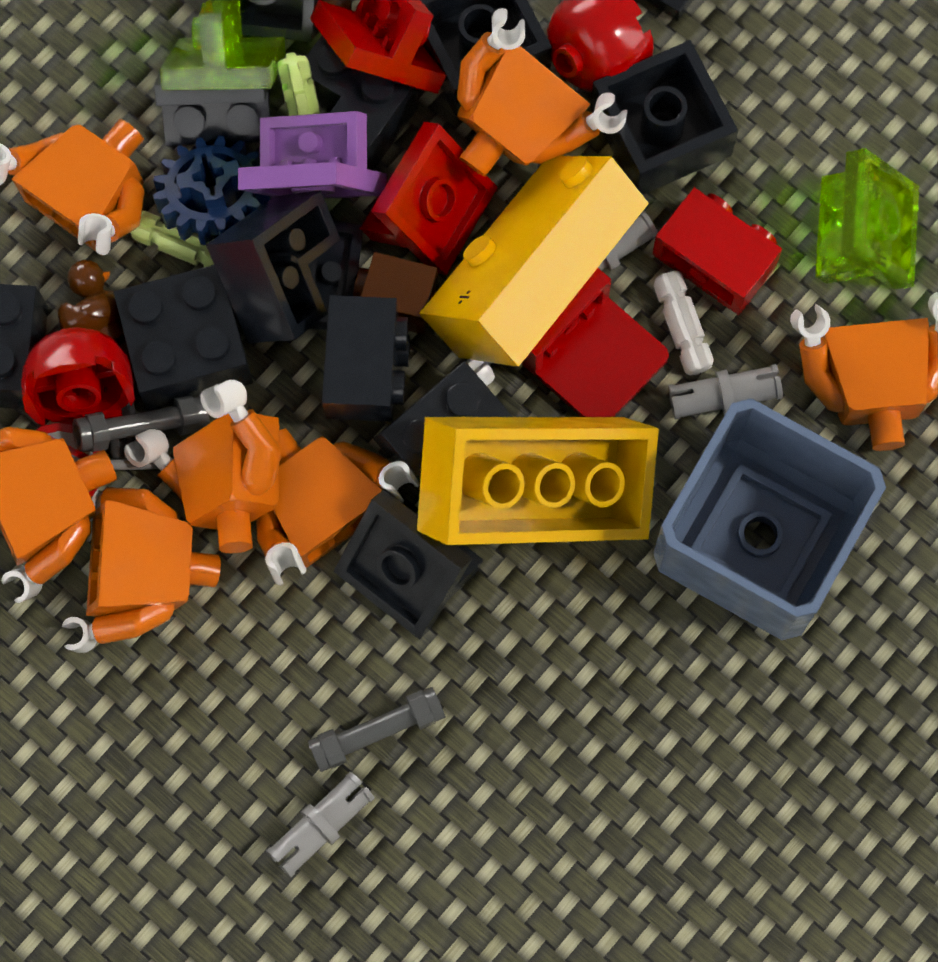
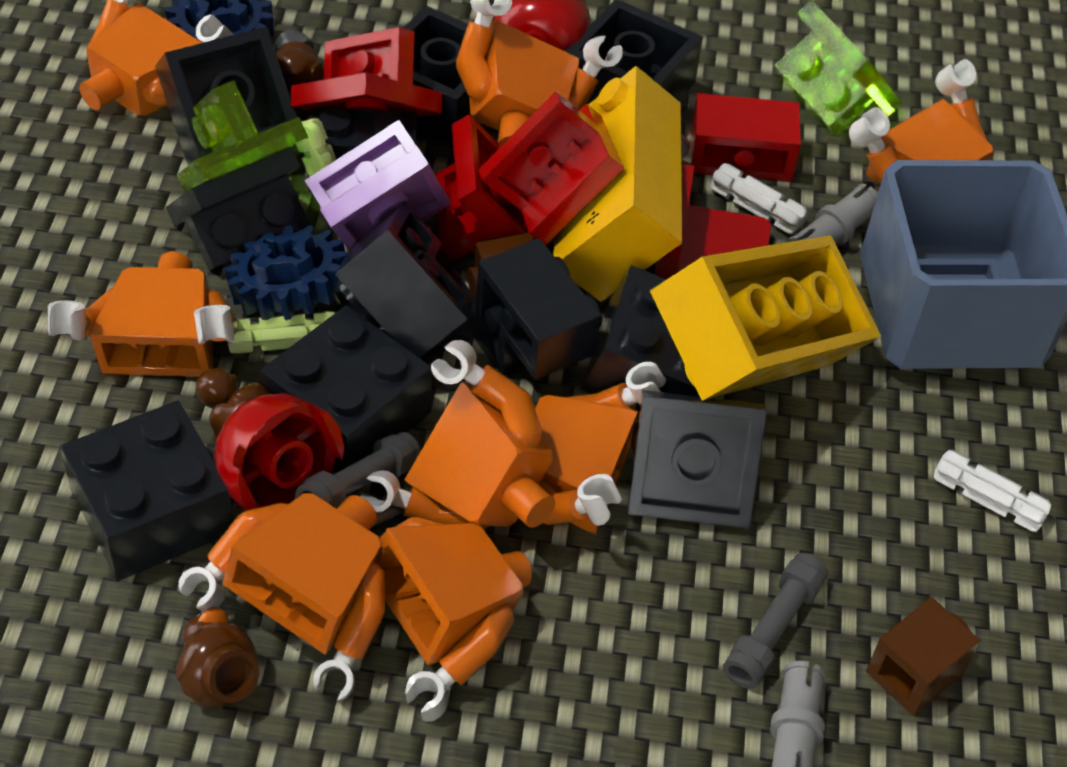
camera: 40 degrees left, 25 degrees down
(459, 828) = (922, 655): none -> reddish brown brick
(470, 225) = (554, 165): none -> red bracket
(643, 724) = (992, 490): none -> white axle

